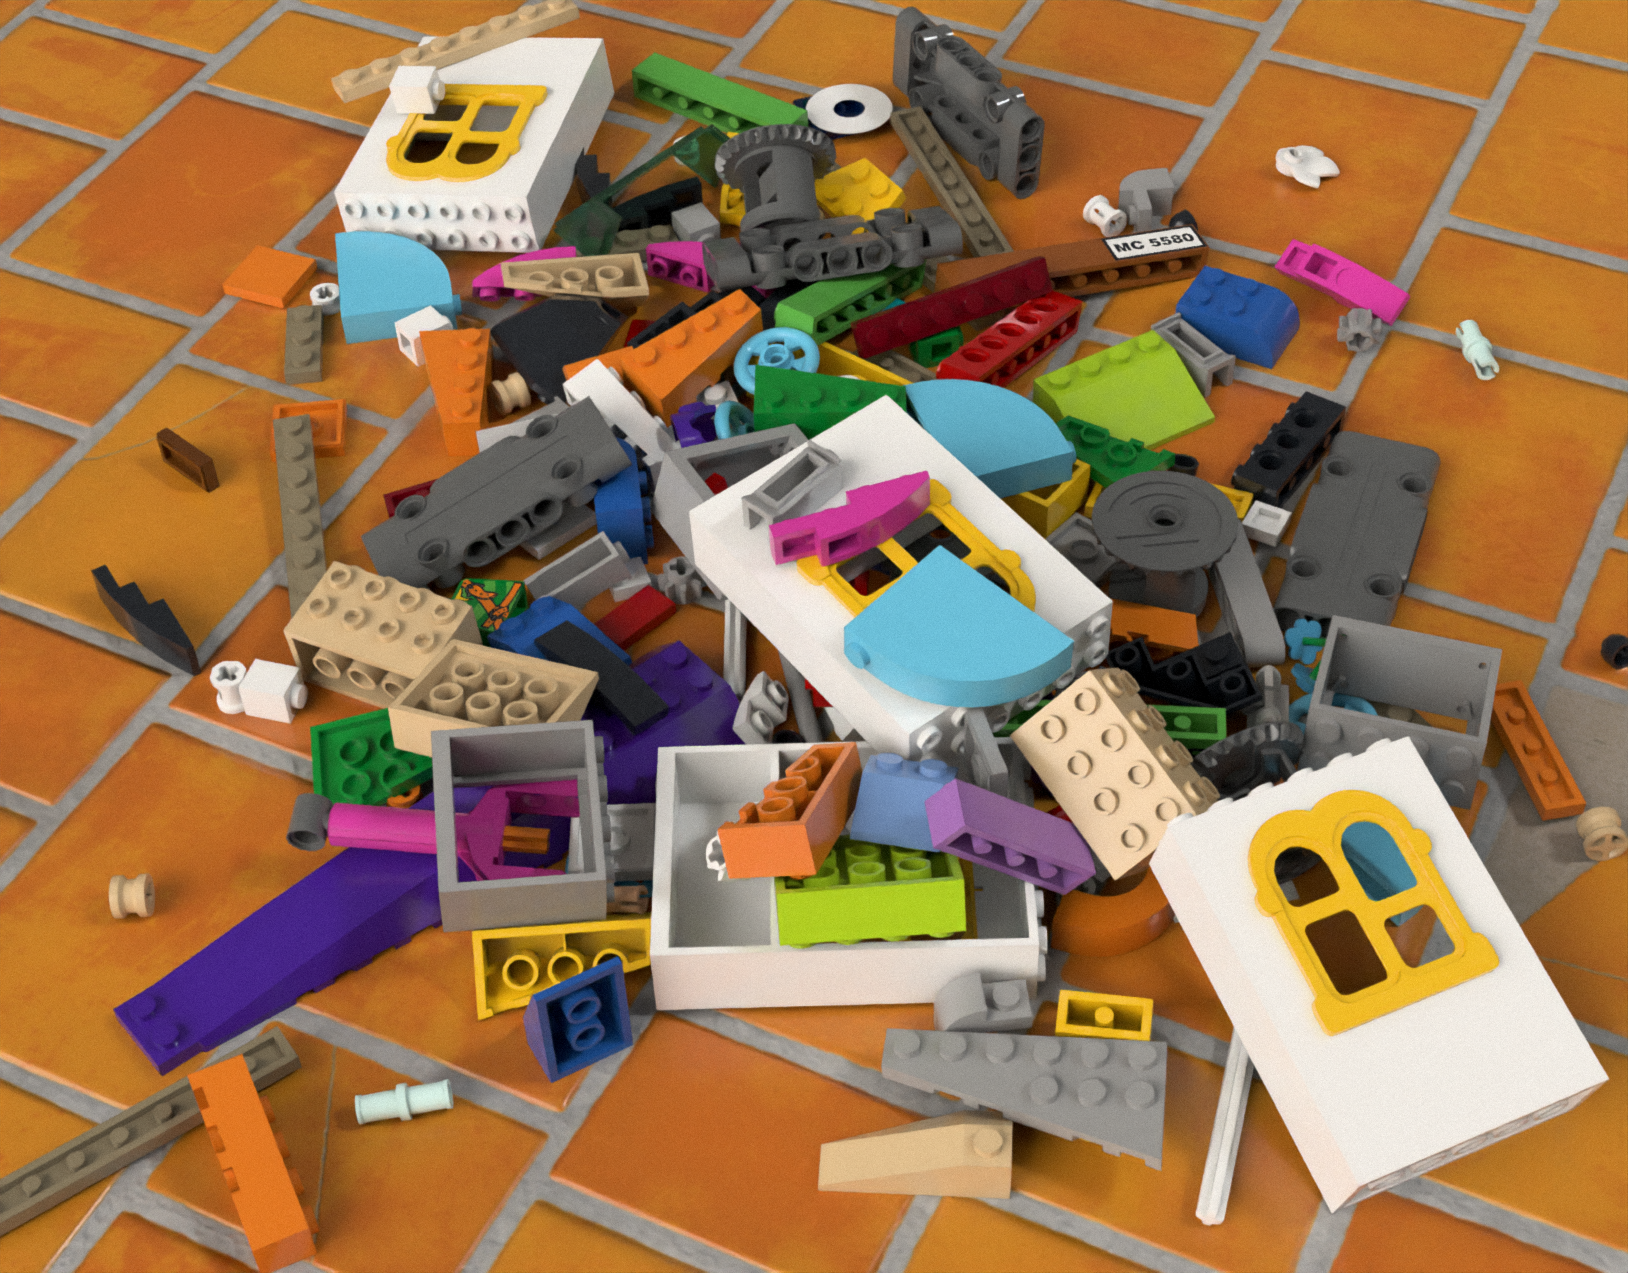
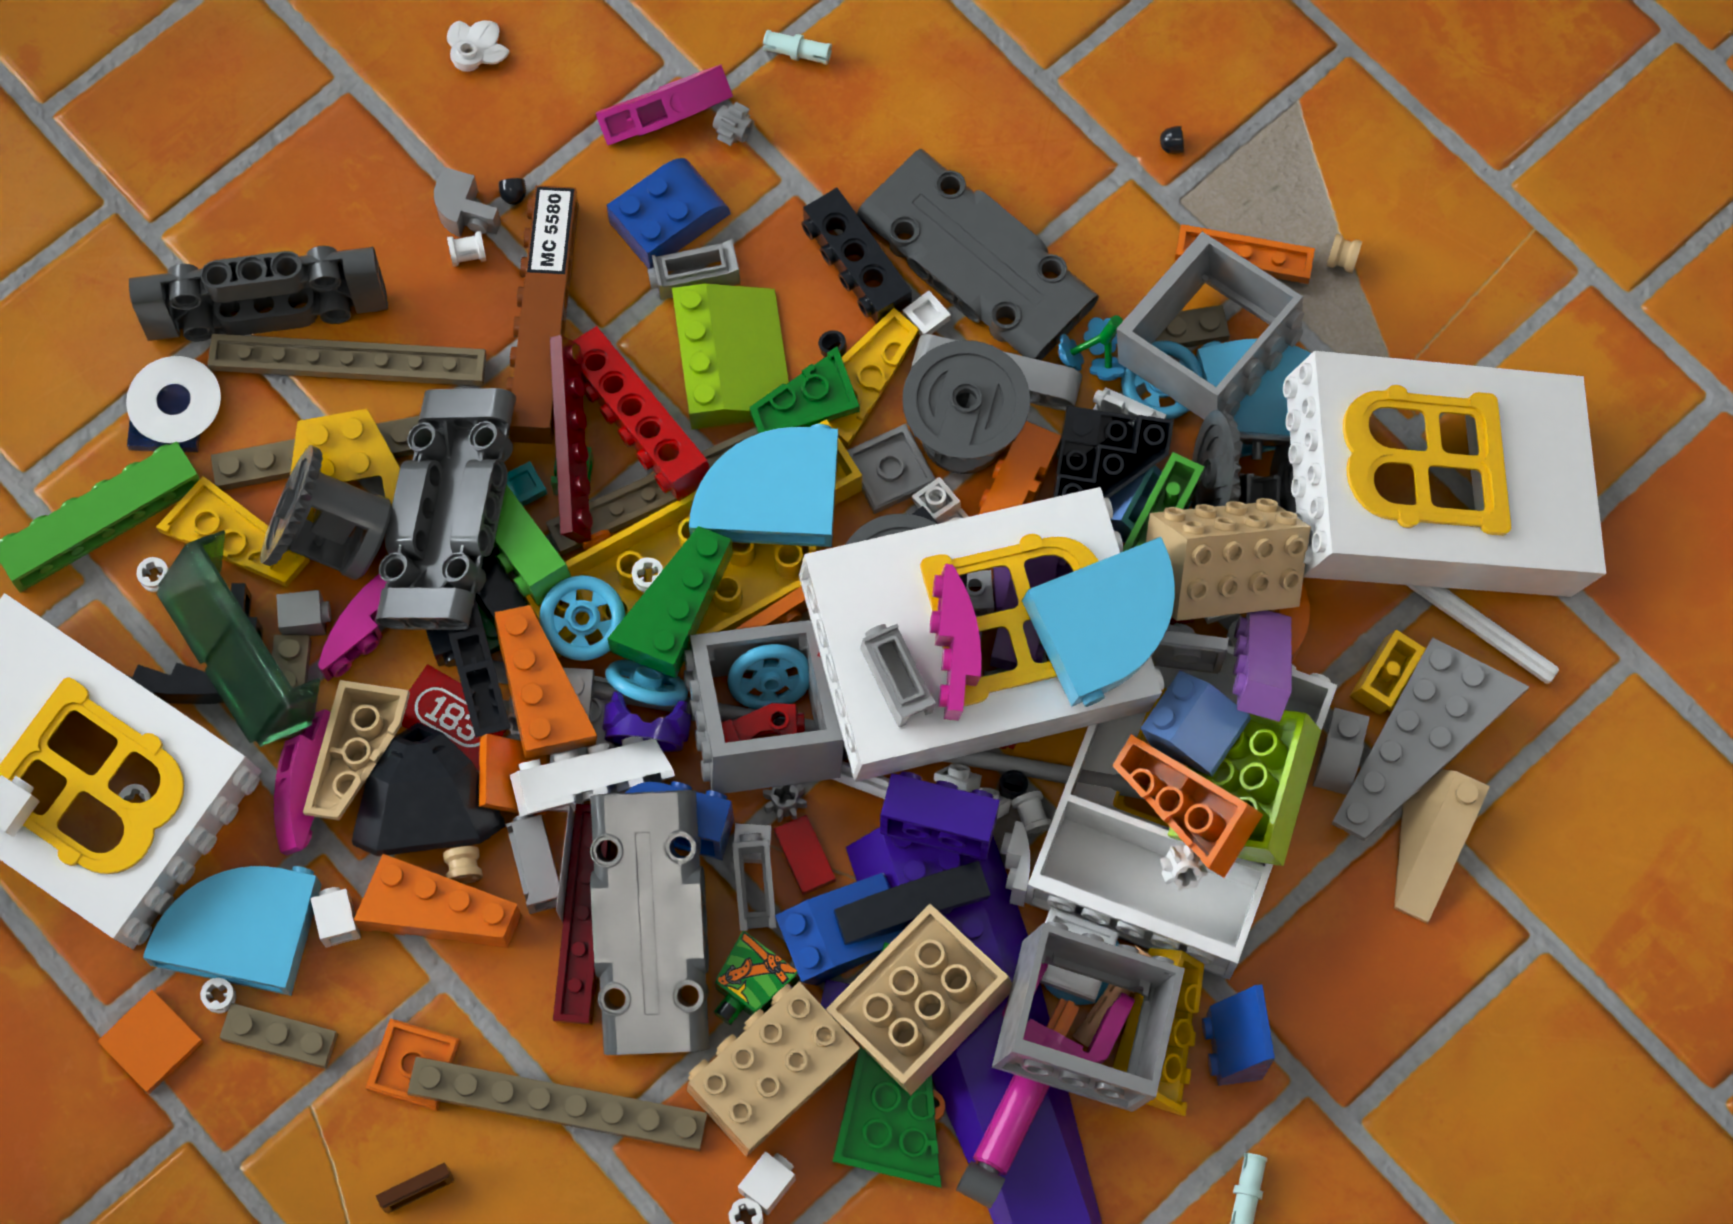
camera: 70 degrees left, 25 degrees up
(697, 650) = (939, 815): none -> dark purple brick

